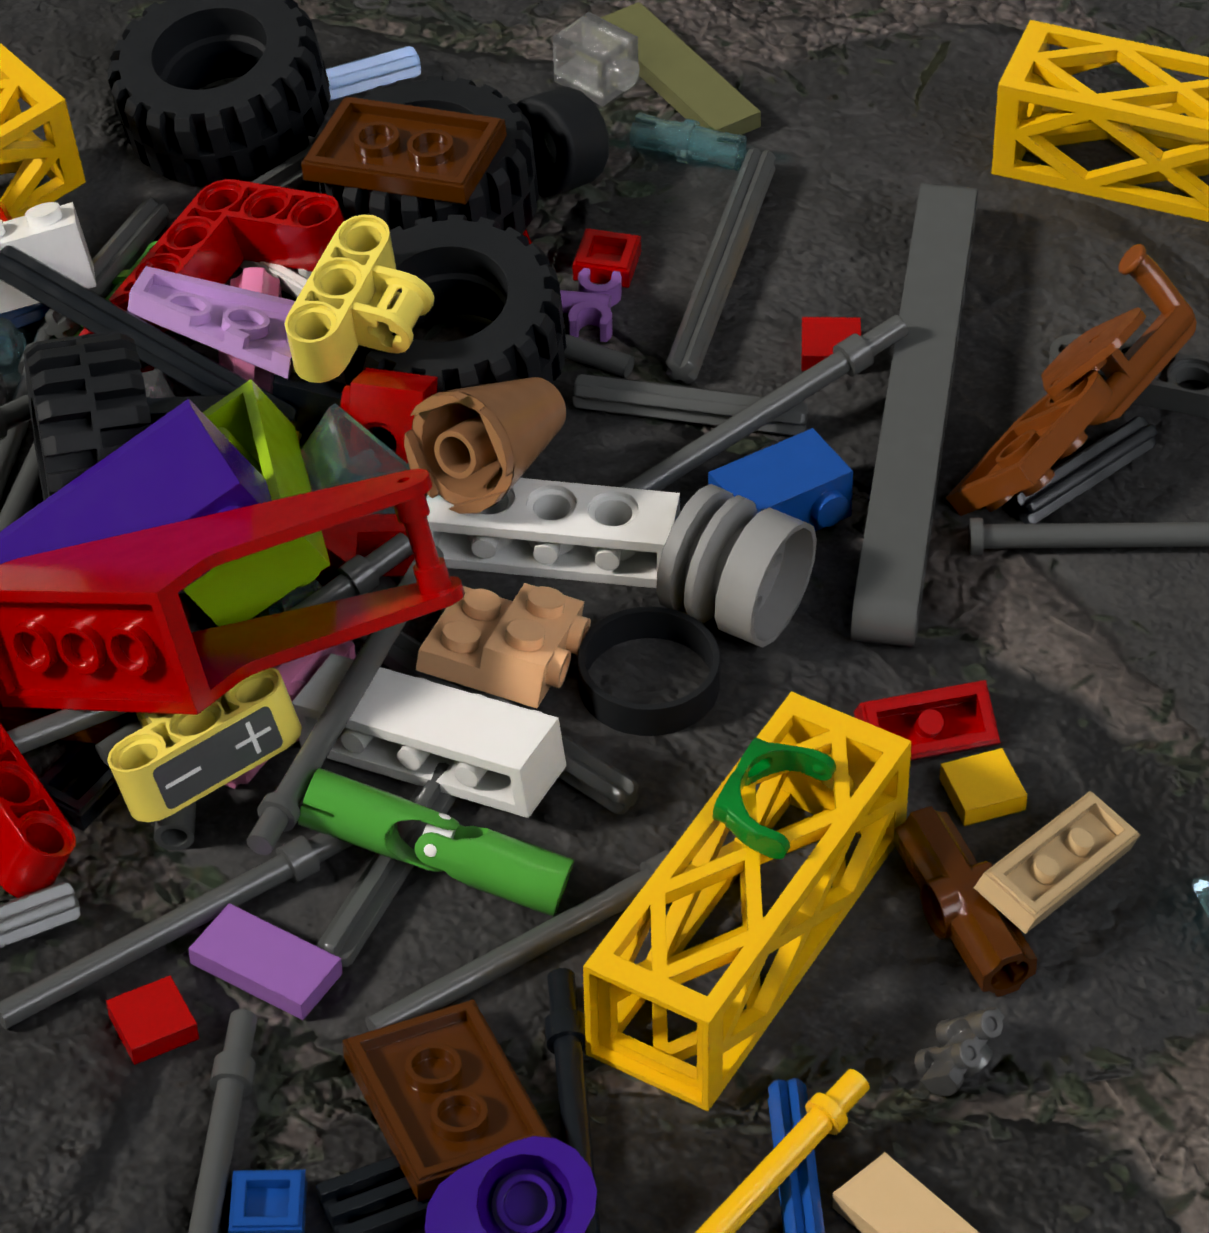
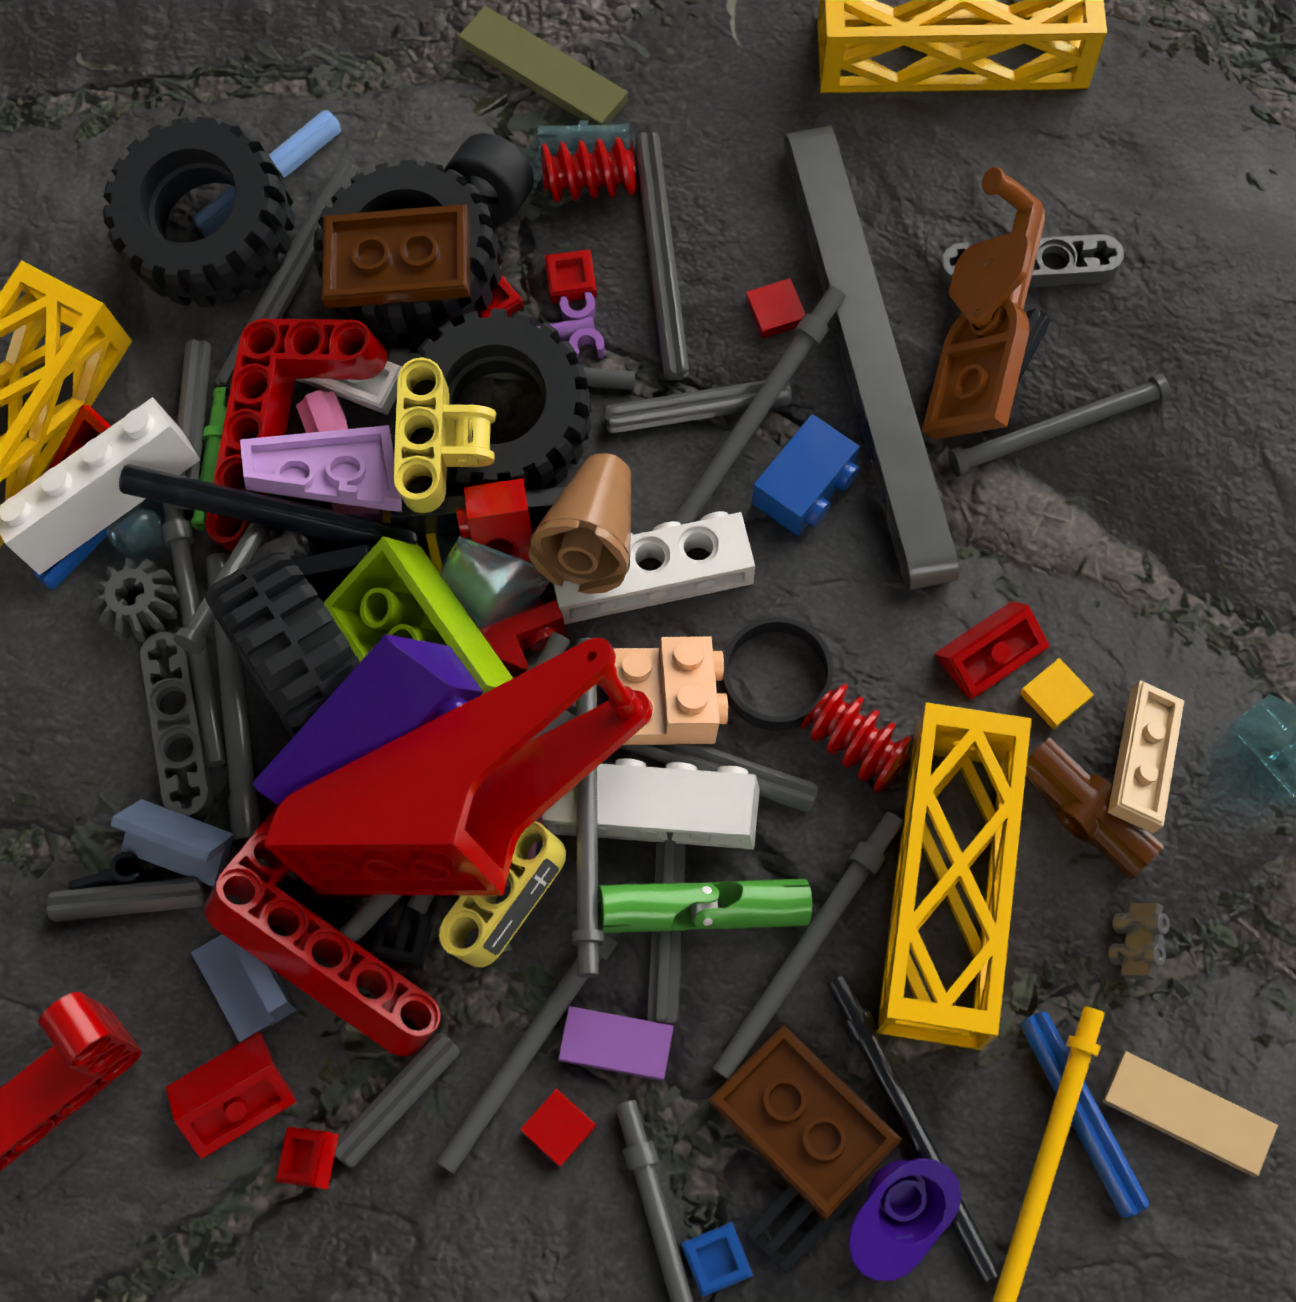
camera: 20 degrees left, 25 degrees up
(596, 58) = (479, 79): clear brick -> none
(676, 163) = (588, 169): none -> red piece
(700, 733) = (859, 737): none -> red piece
(736, 565) = (813, 568): light grey wheel -> none
(757, 762) = (934, 835): green cap -> none

